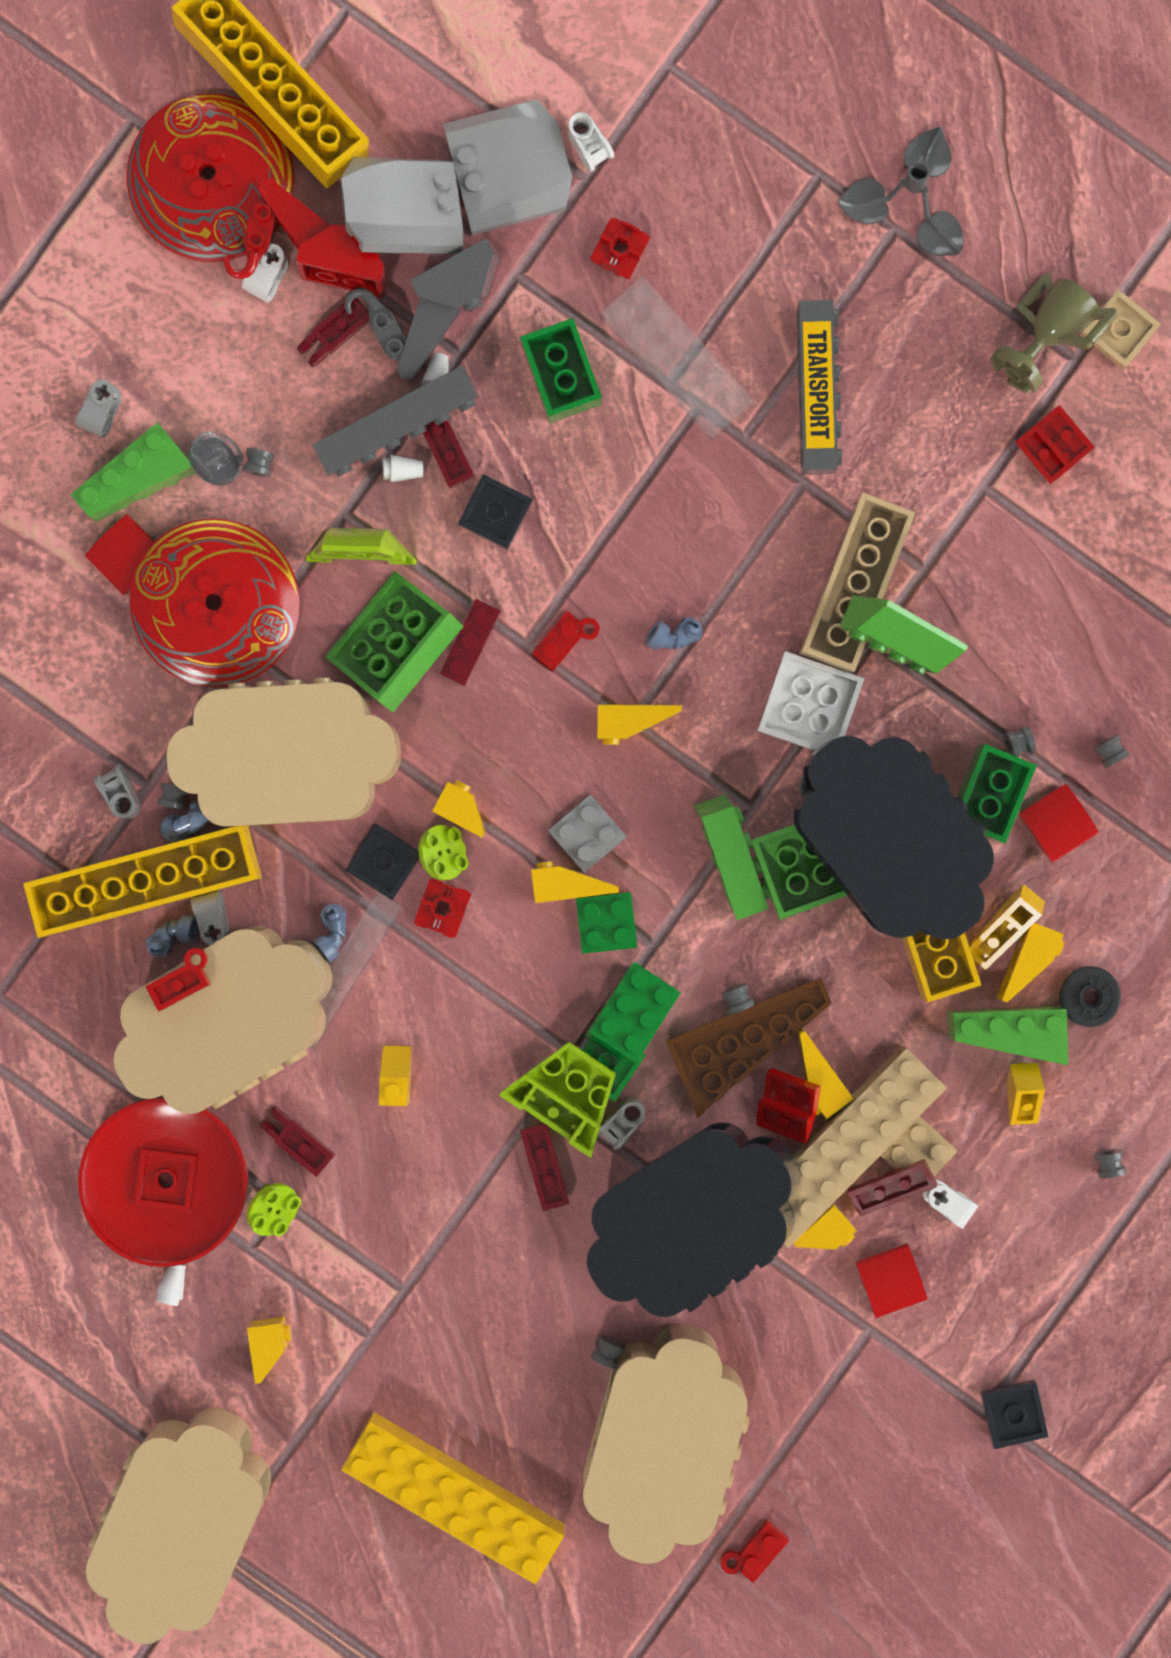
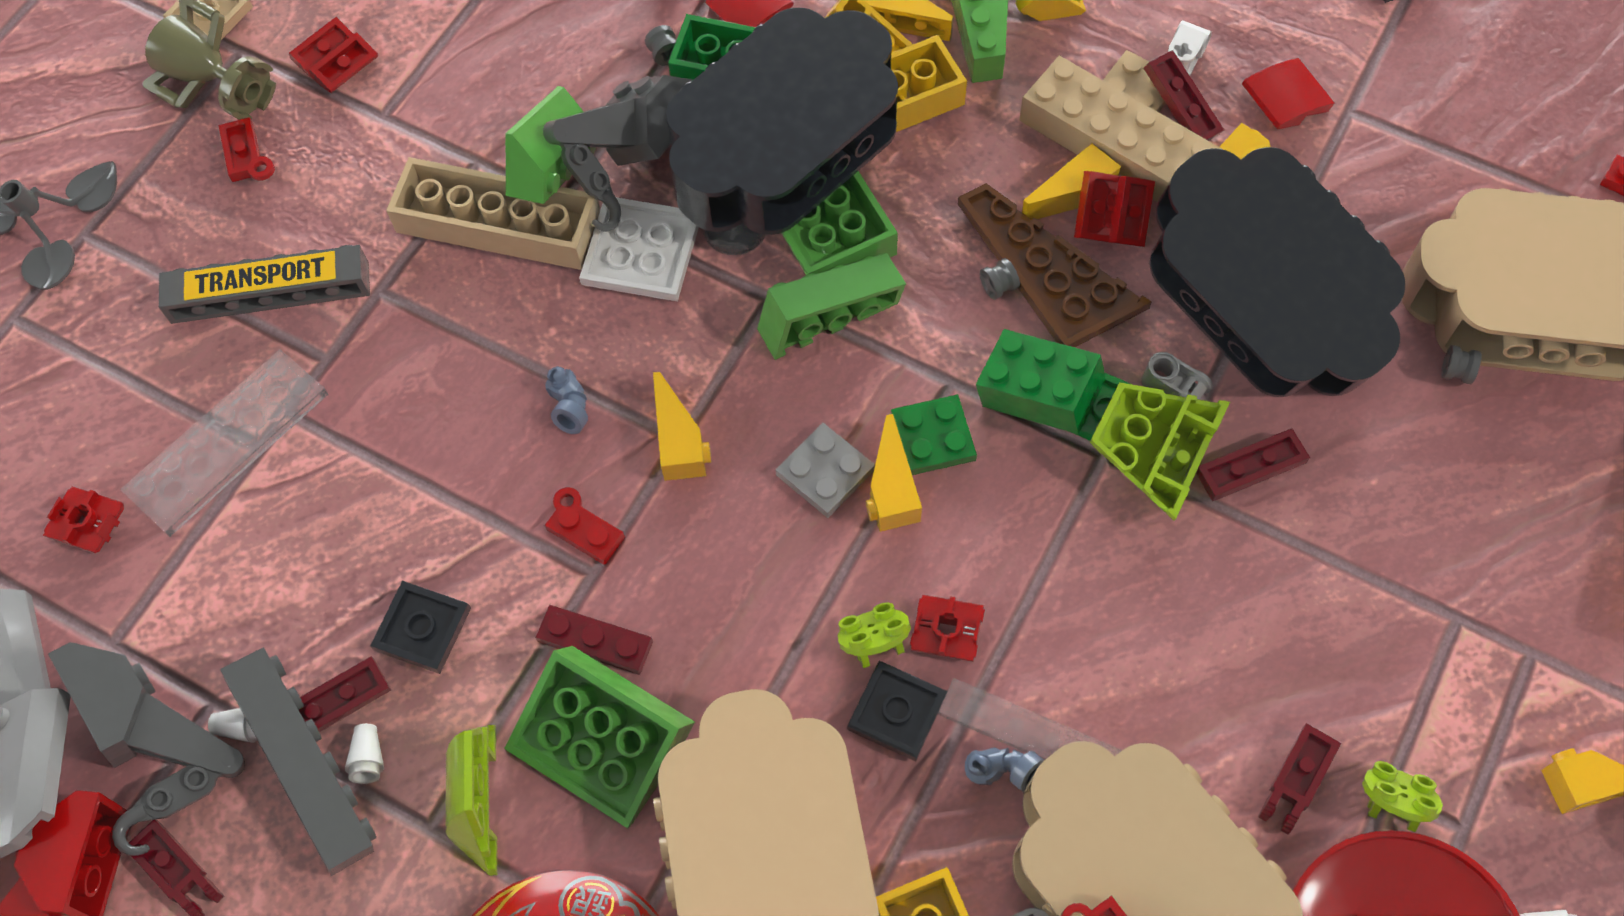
camera: 90 degrees left, 25 degrees down
(395, 1076) = (1181, 657): yellow slope -> none
(460, 807) = (812, 620): yellow slope -> none
(561, 370) = (235, 564): green brick -> none
(920, 712) = (629, 127): none -> dark grey slope
(957, 365) = (242, 151): none -> red hinge

